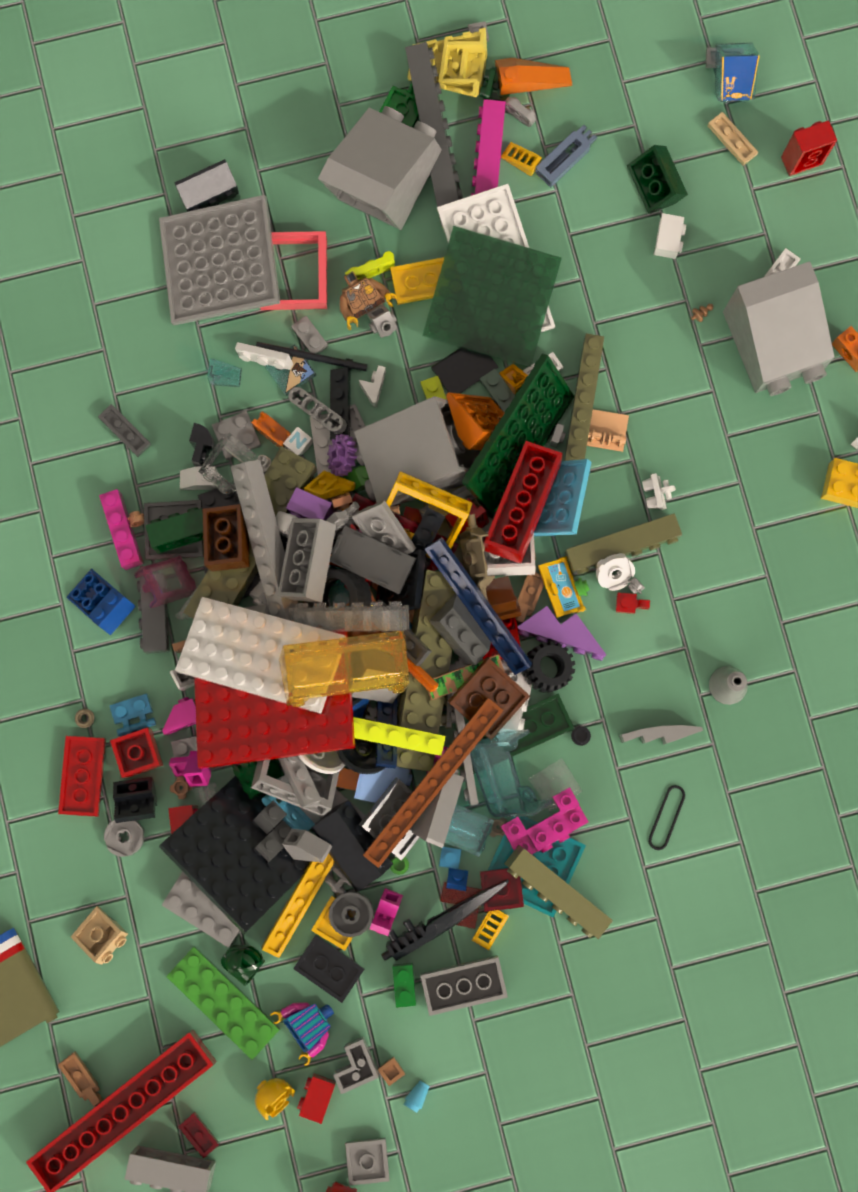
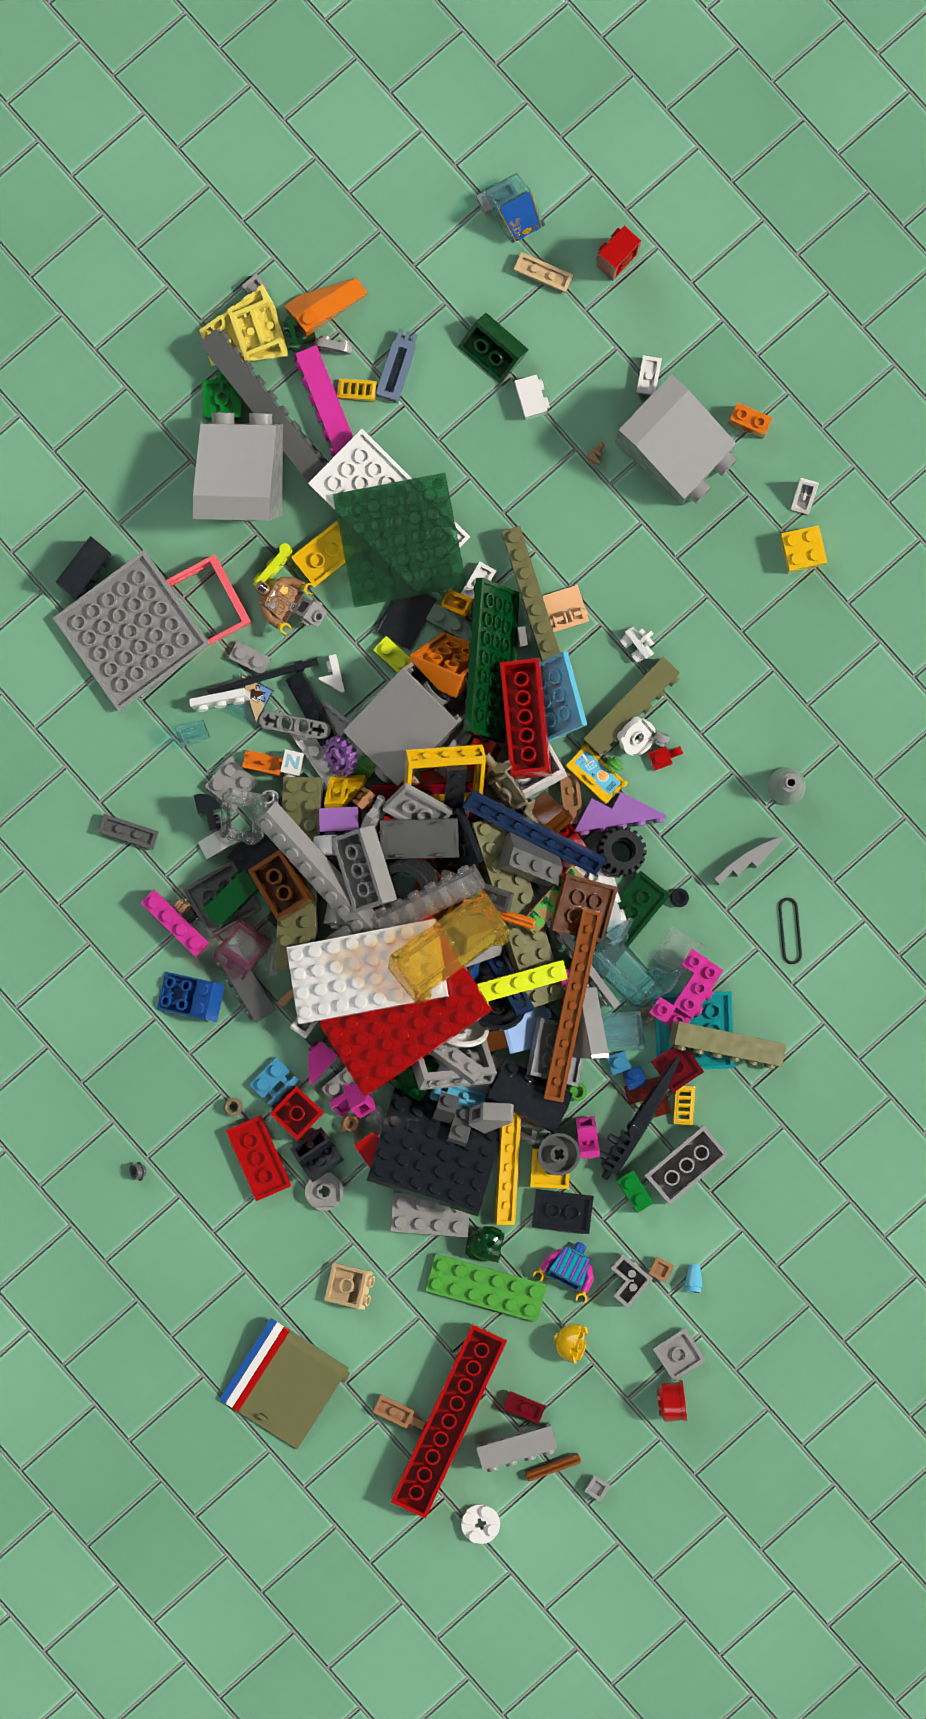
camera: 35 degrees left, 5 degrees up
(317, 1098) = (609, 1324): red brick -> none

